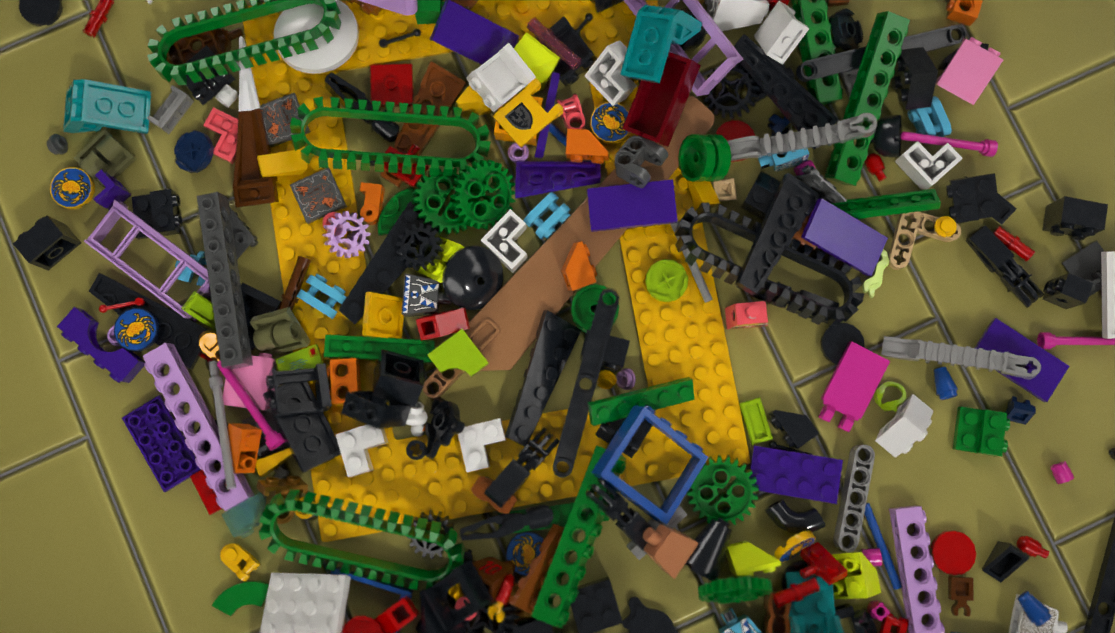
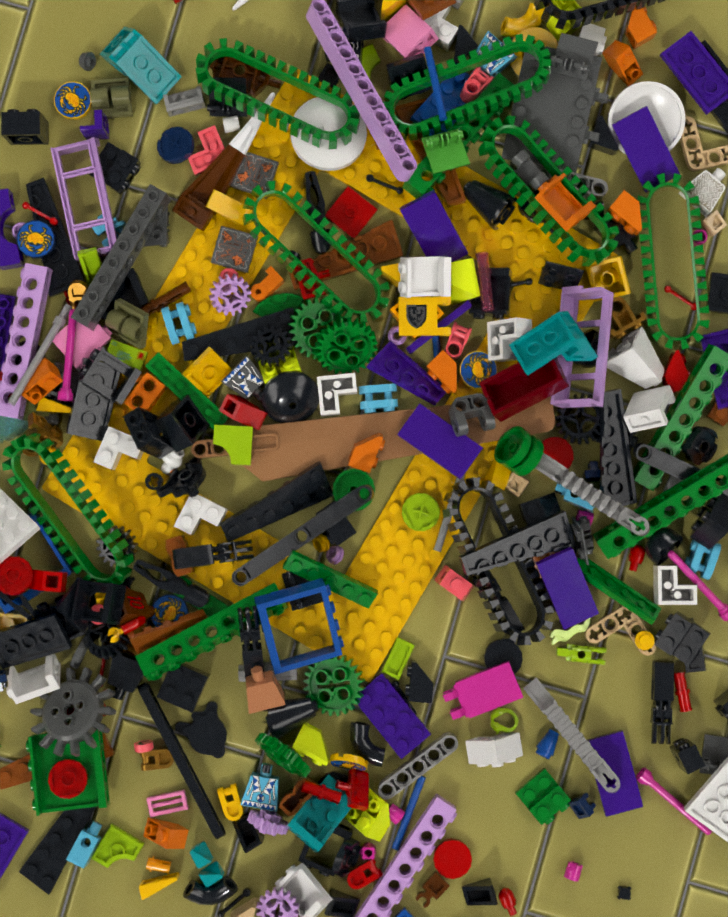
camera: 45 degrees right, 5 degrees up
(896, 290) = (572, 650): none -> lime hinge

